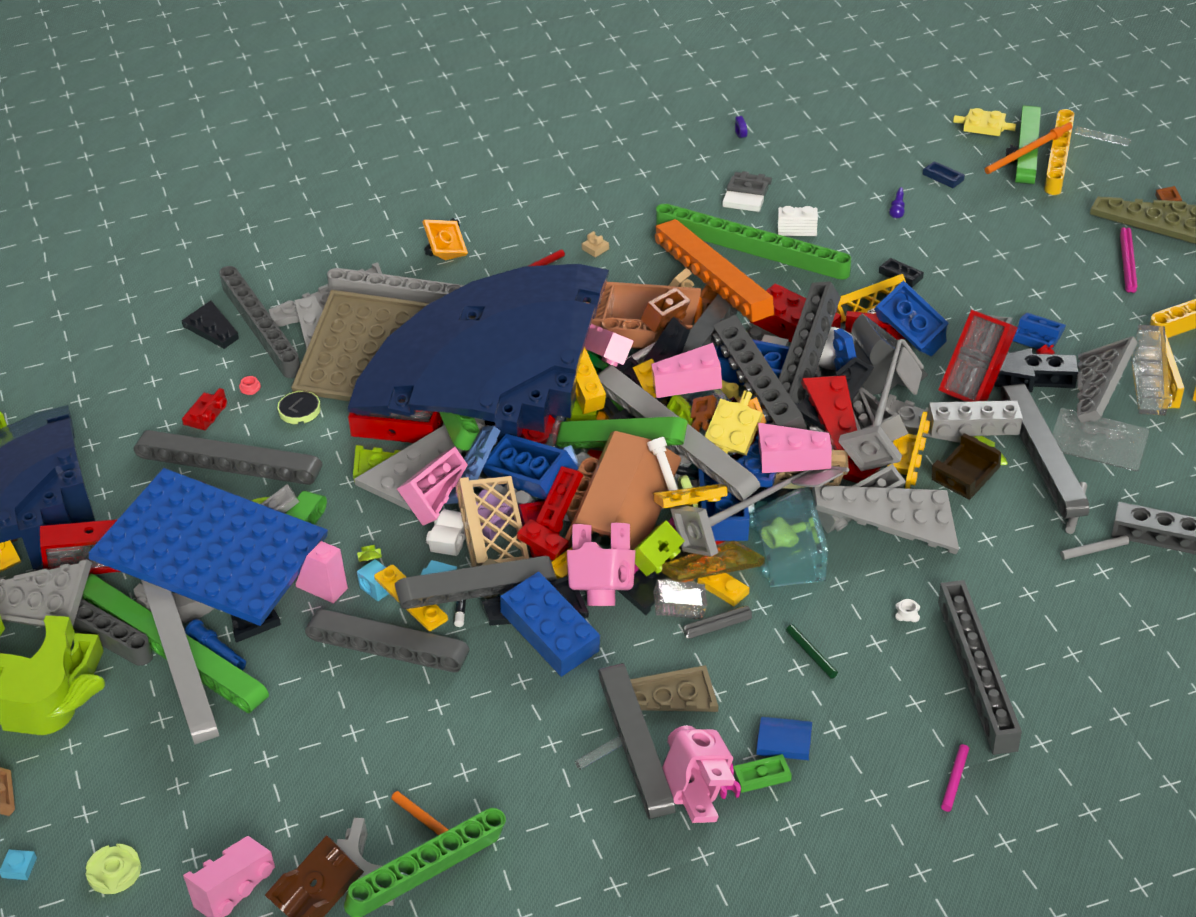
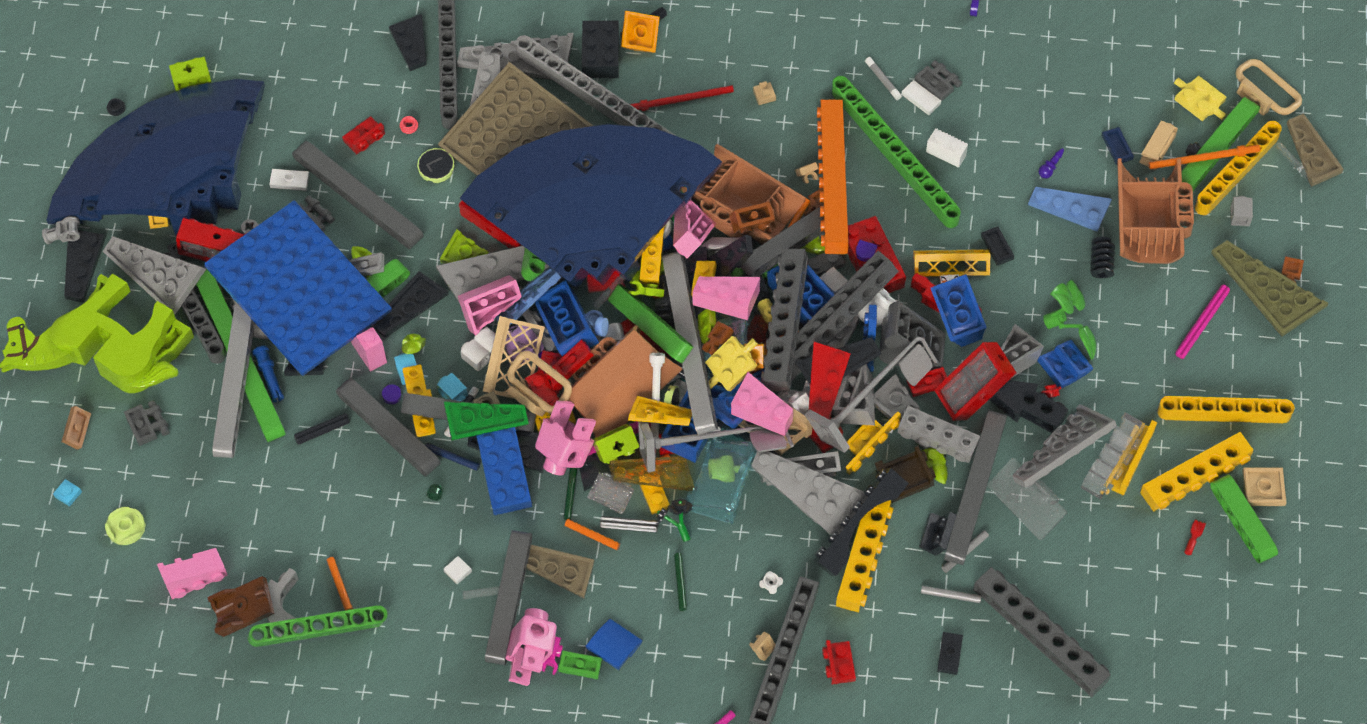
camera: 25 degrees right, 20 degrees up
(82, 756) = (140, 424): none -> dark grey plate
(140, 473) = (289, 179): none -> white plate
(308, 674) = (321, 428): none -> black axle
(347, 518) = (409, 303): none -> black wing
(372, 611) = (391, 394): none -> dark purple tile
(413, 259) = (600, 49): none -> black brick
(480, 680) = (434, 492): none -> clear green hinge
(487, 640) = (453, 457): none -> dark blue bar
(491, 579) = (477, 419): none -> green wing
(534, 547) = (528, 397): none -> tan bar
(555, 743) = (457, 570): none -> white tile
(598, 412) = (651, 289): none -> lime plate
(632, 620) = (570, 493): none -> dark green bar
(684, 648) = (592, 534): none -> orange bar
(698, 200) = (882, 77): none -> light grey bar
(766, 582) = (679, 508): none -> plant
(789, 306) = (865, 250): none -> dark purple tile
(927, 390) = (928, 382): none -> red plate
(944, 225) = (1074, 207): none -> medium blue wing
(946, 669) = (763, 646): none -> tan tile
(956, 553) = (835, 553): none -> black arch
(979, 159) = (1159, 143): none -> tan window
(983, 548) = (852, 599): none -> yellow brick
(1003, 245) = (1102, 257): none -> black piece
(1003, 298) = (1070, 296): none -> bright green plant
(1018, 100) = (1252, 92): none -> tan bar
(1028, 197) = (1153, 216): none -> nougat panel
(1036, 651) = (840, 662): none -> red bracket
(1042, 498) = (937, 533): none -> black bracket
(1090, 176) = (1241, 211): none -> light grey brick
(1109, 122) = (1312, 150): none -> dark tan wing
(1138, 596) = (950, 653): none -> black plate

